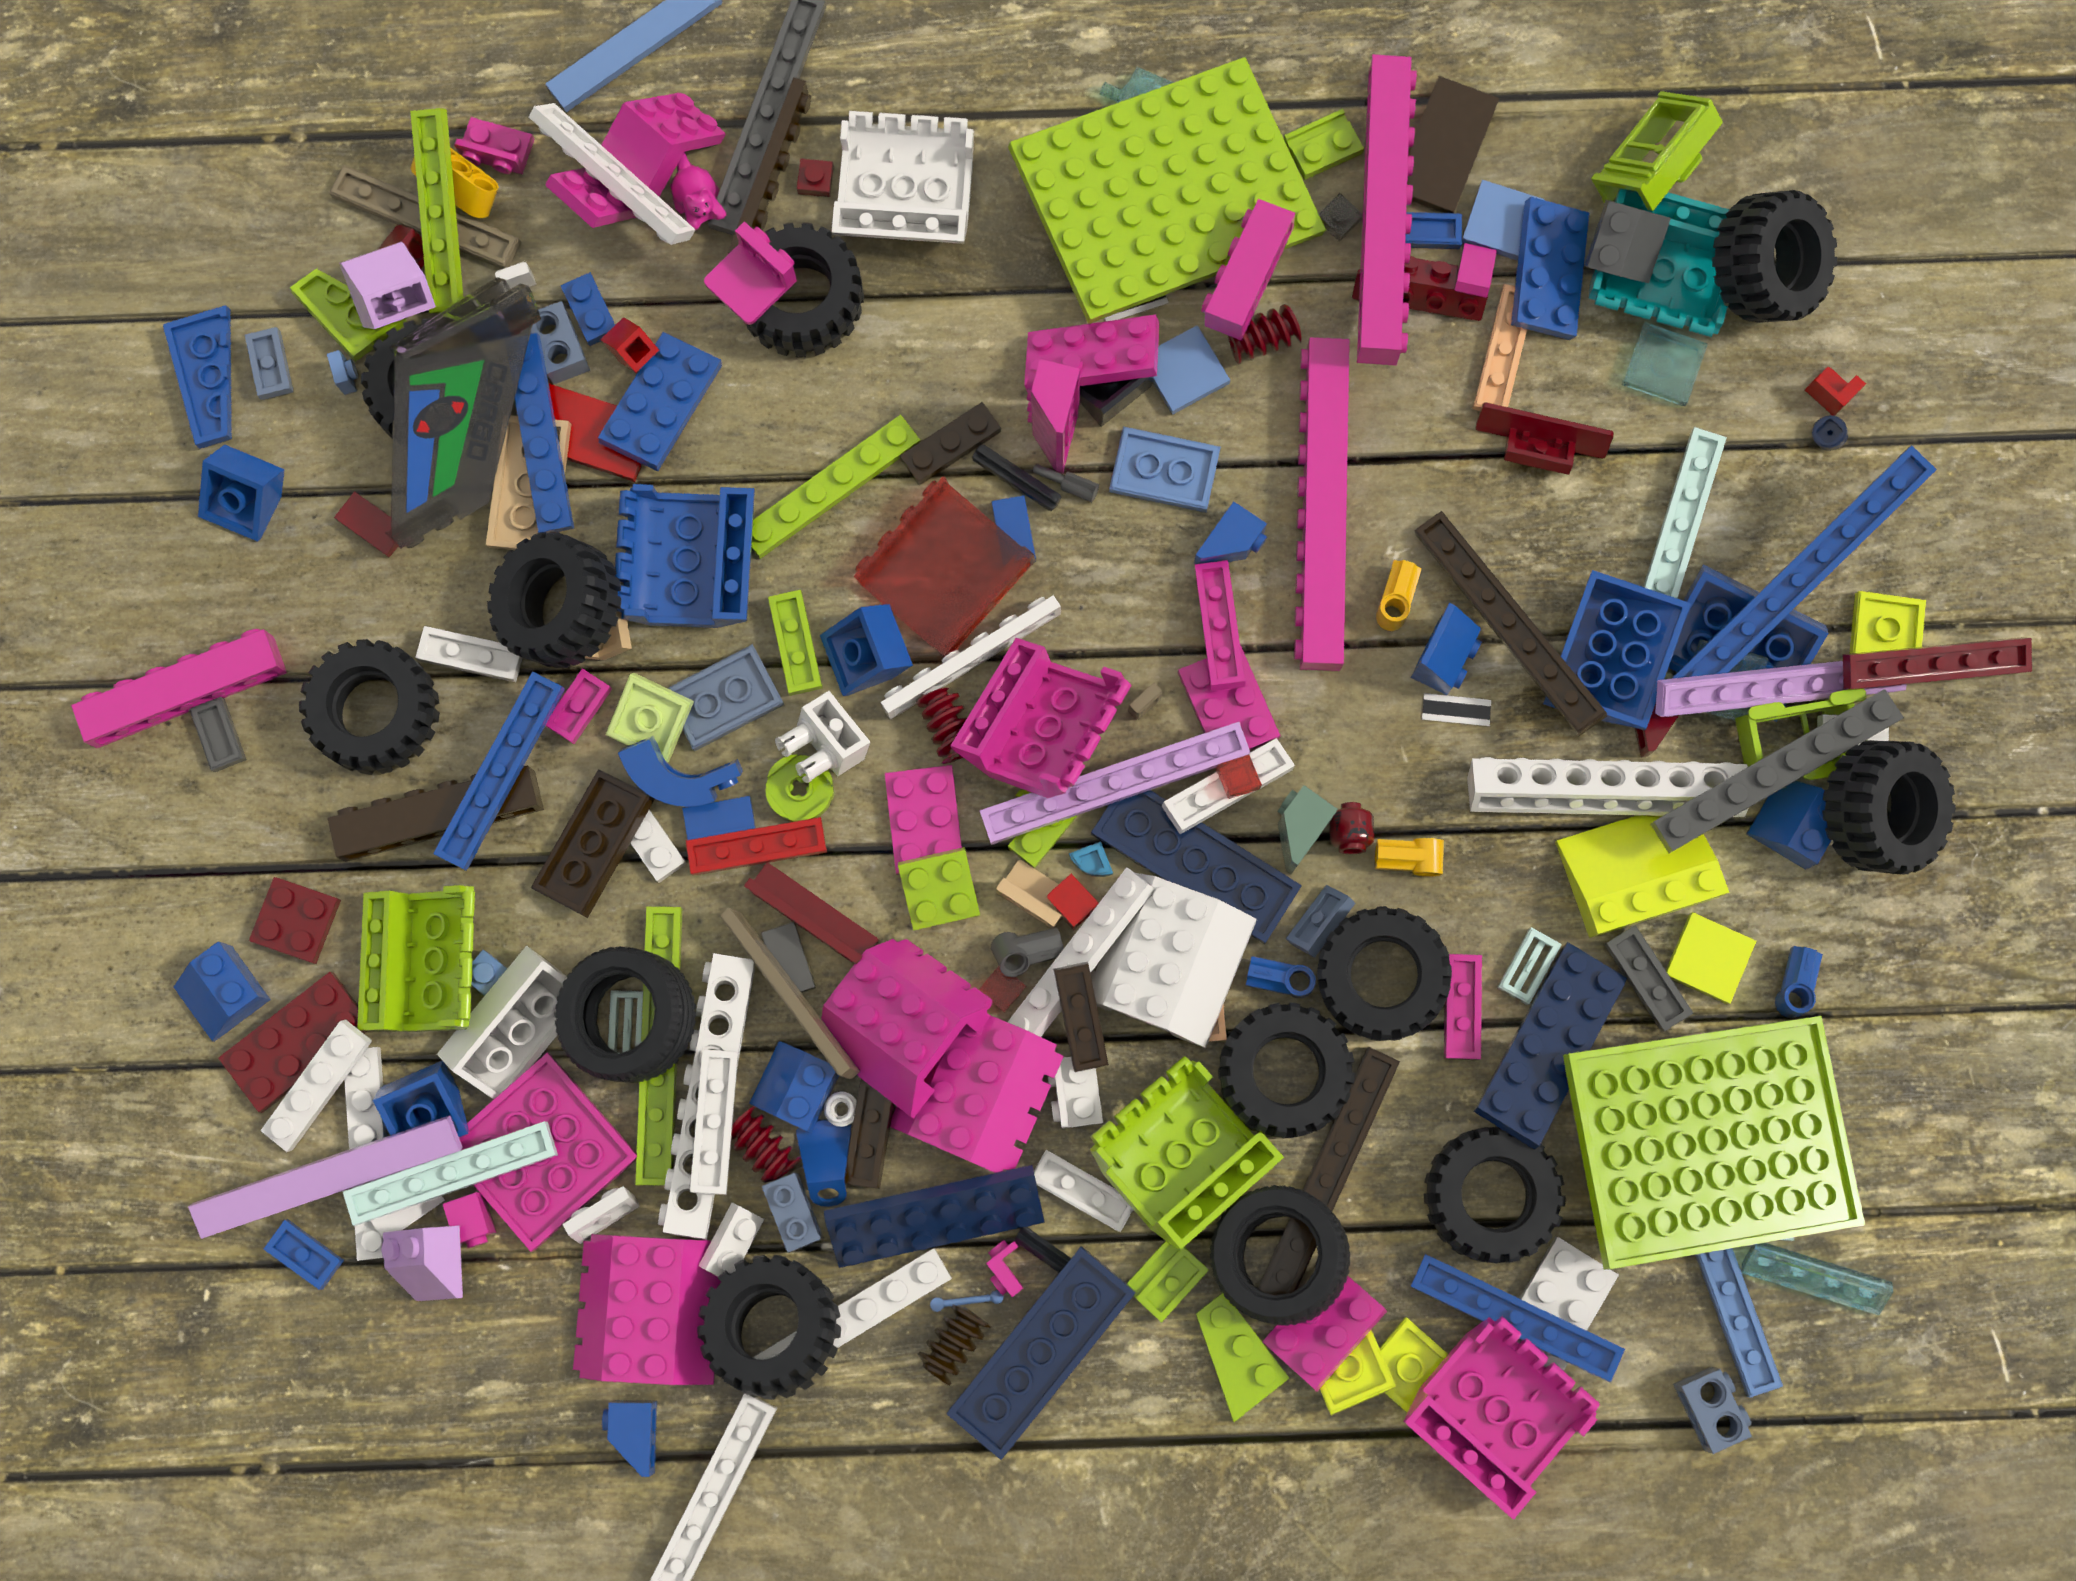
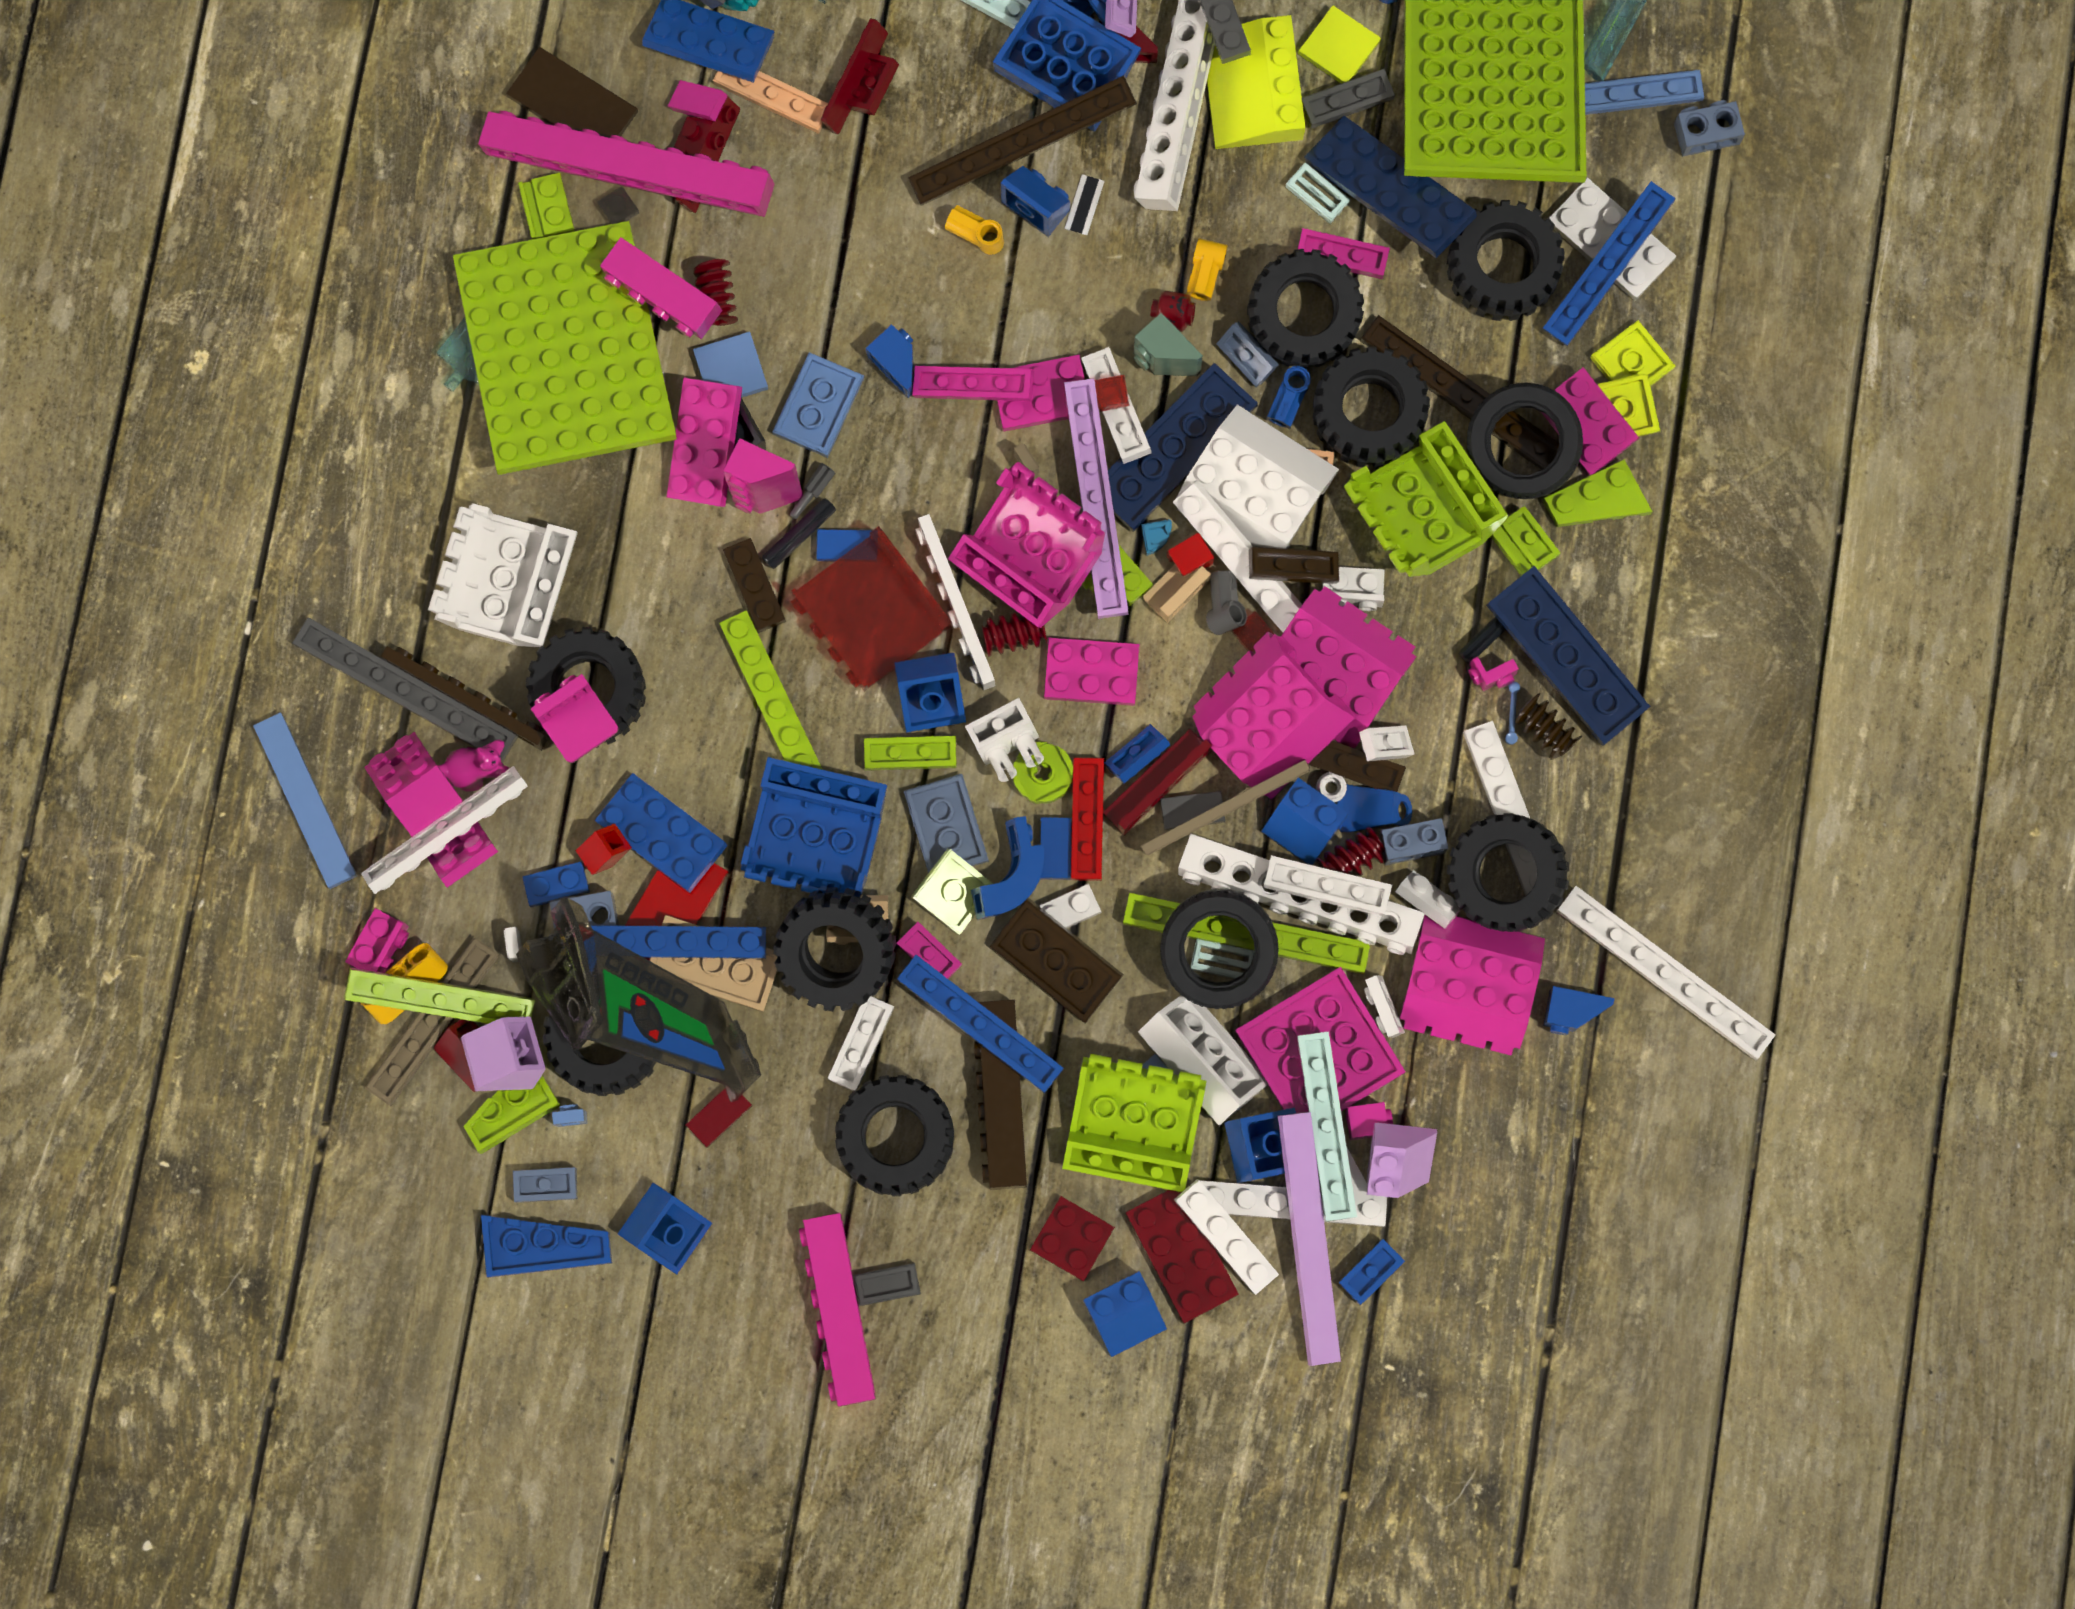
camera: 80 degrees left, 0 degrees up
(815, 177) = (475, 659): dark red plate -> none
(838, 886) = (1137, 754): none -> blue plate
(898, 1160) = (1386, 743): none -> white plate
(934, 1216) = (1439, 721): dark blue plate -> none
(938, 888) = (1156, 668): lime plate -> none
(1082, 1190) = (1438, 599): white tile -> none
(1324, 505) = (880, 274): dark pink brick -> none
(1435, 230) = (650, 124): blue tile -> none
(1497, 219) = (651, 73): medium blue tile -> none
(1500, 1412) = (1681, 293): dark pink slope -> none

